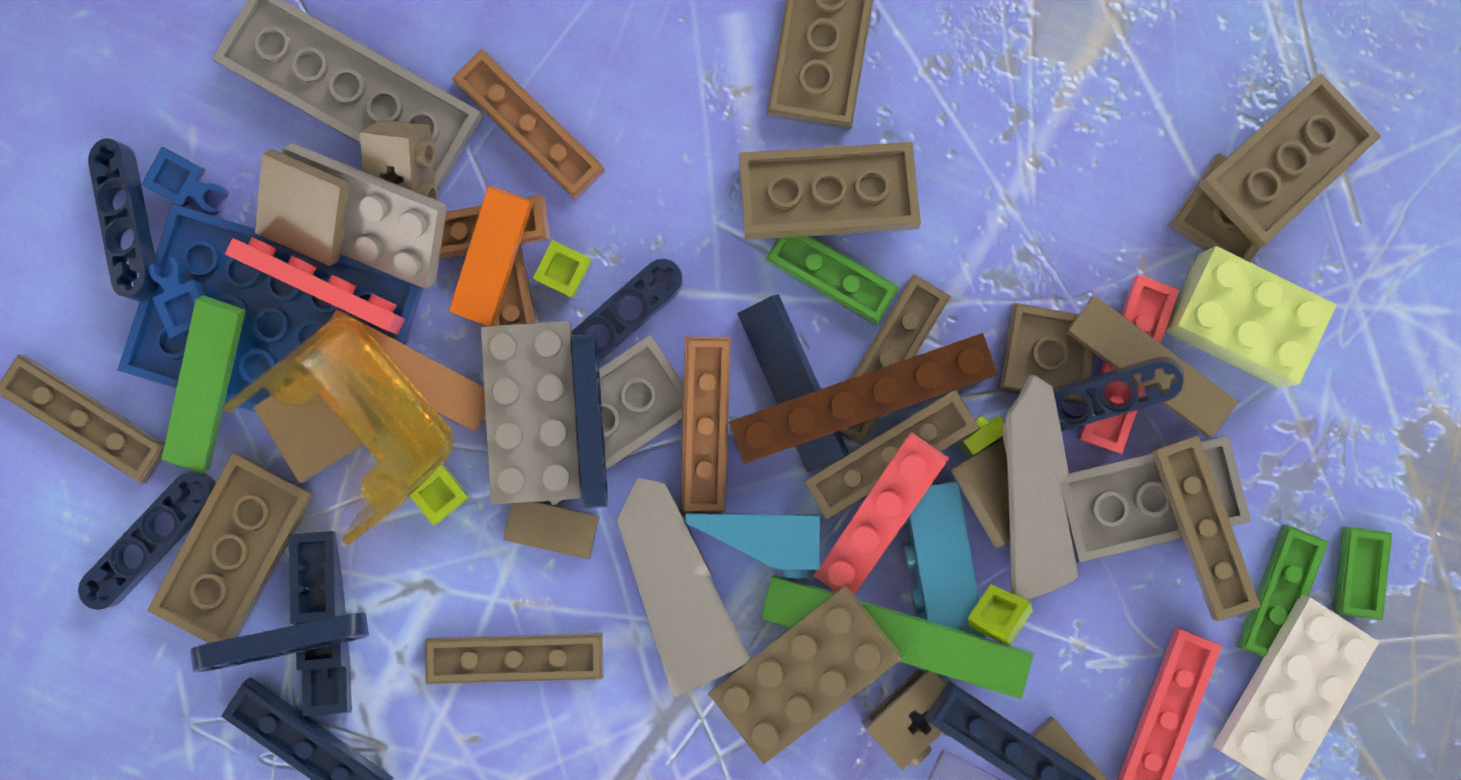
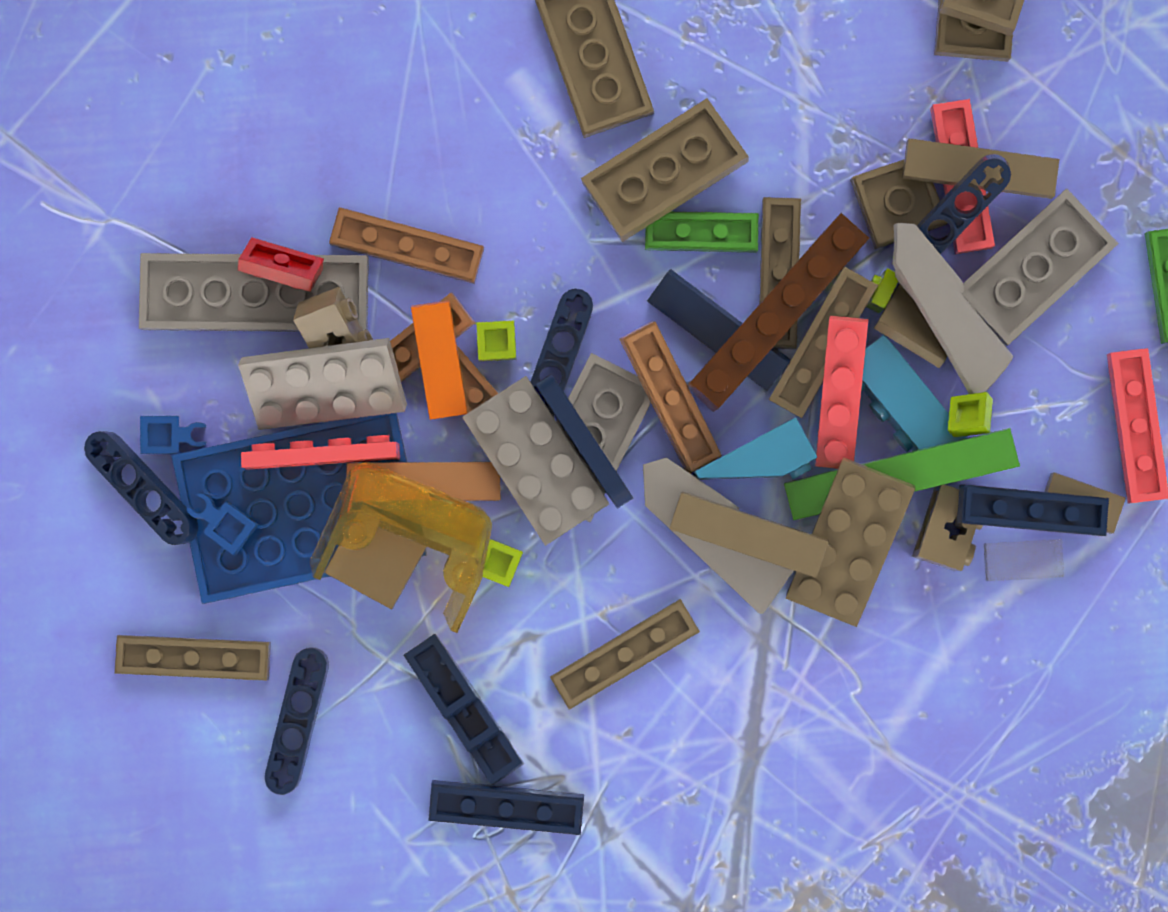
camera: 25 degrees left, 0 degrees up
(203, 384) = (276, 577): bright green tile -> none
(231, 551) = (366, 693): dark tan plate -> none
(279, 642) = (445, 735): dark blue beam -> none
(301, 207) = (277, 401): dark tan tile -> none
(385, 71) = (280, 264): none -> red plate
(552, 528) = (598, 540): dark tan tile -> none
(704, 610) = (749, 534): none -> dark tan tile
(1205, 528) = (1086, 266): dark tan plate -> none
(1249, 317) = (1033, 91): yellowish green brick -> none

